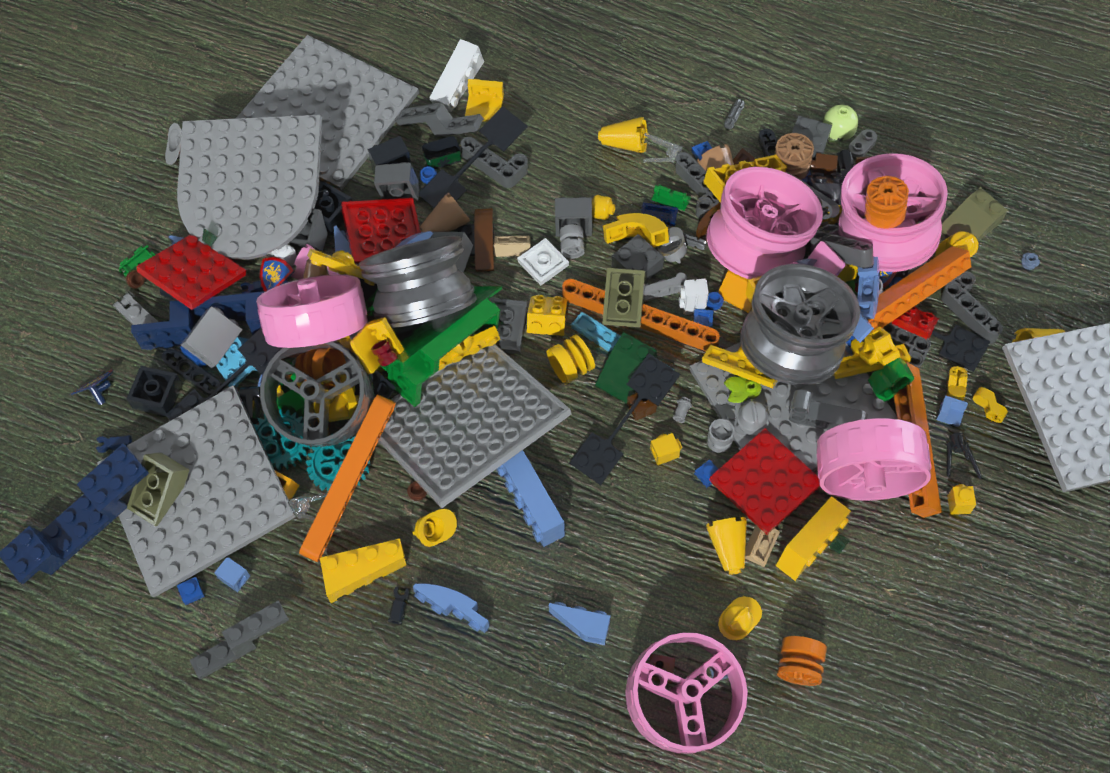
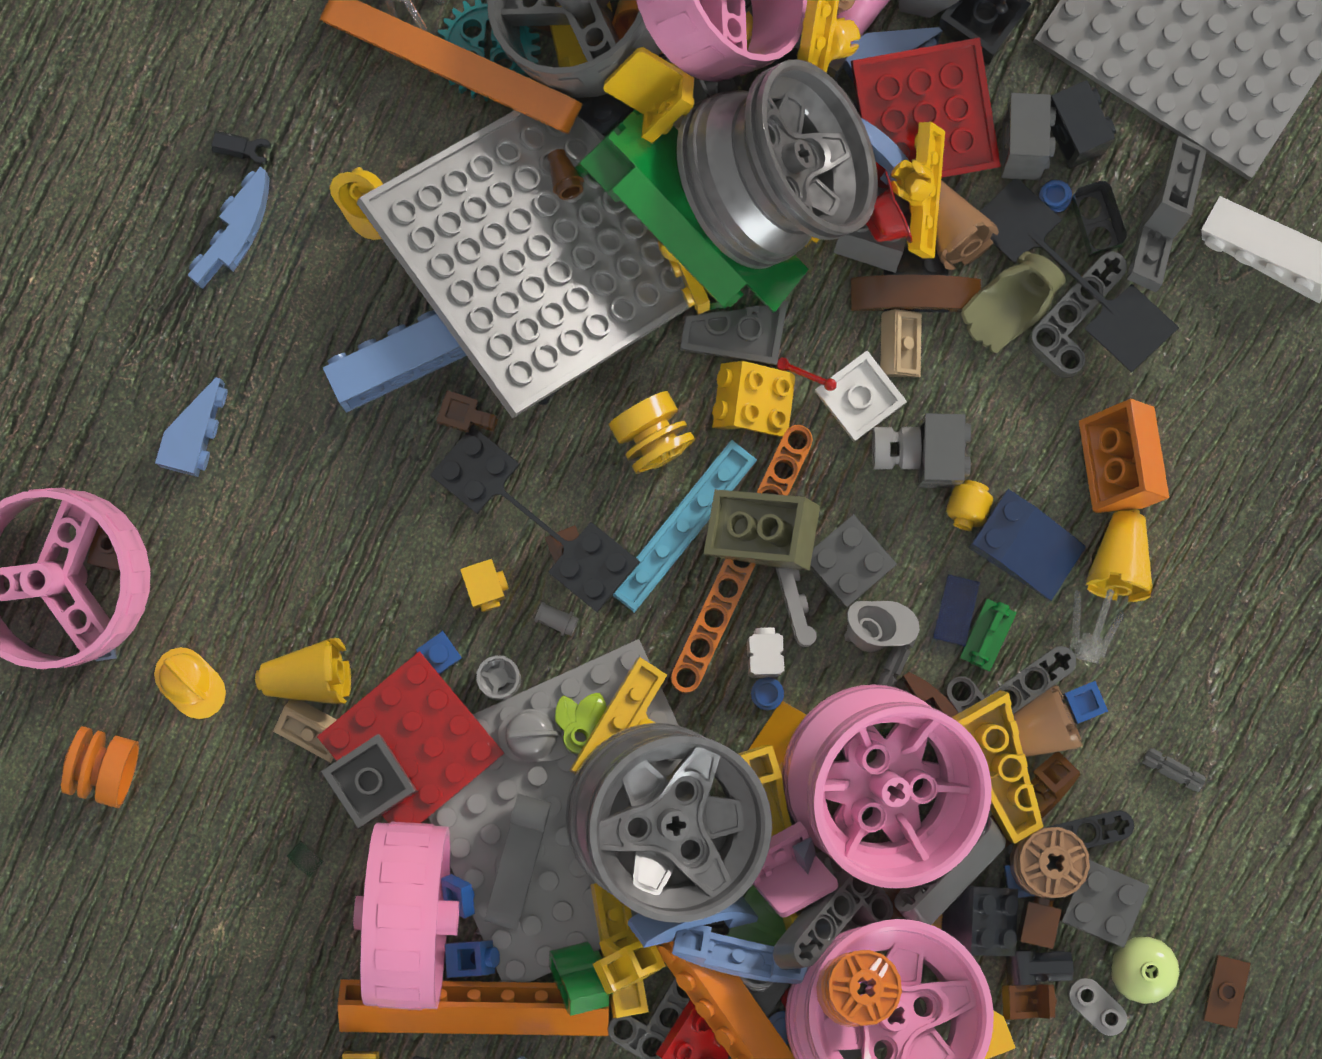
camera: 85 degrees right, 20 degrees up
(360, 566) = (301, 76): yellow wedge -> none
(384, 352) = (640, 106): dark red wheel -> none
(420, 406) = (564, 176): none -> reddish brown cone
(427, 223) = (920, 186): none -> yellow plate
(446, 228) = (887, 219): none -> red piece
(484, 98) = (1214, 299): yellow bracket -> none
(487, 188) = (1012, 301): none -> olive hair
(538, 273) = (784, 365): none -> red hinge
(563, 466) = (462, 412): none -> reddish brown plate
(572, 136) = (1123, 457): none -> orange slope
(620, 182) = (1027, 545): none -> dark blue slope
(621, 366) = (639, 525): dark green slope -> none
(632, 224) = (923, 568): yellow arch -> none
(703, 317) = (729, 670): blue plate -> none
(794, 491) = (369, 781): none -> dark grey brick
(813, 538) = (308, 815): yellow wedge -> none
(845, 89) = (1226, 991): none -> reddish brown plate

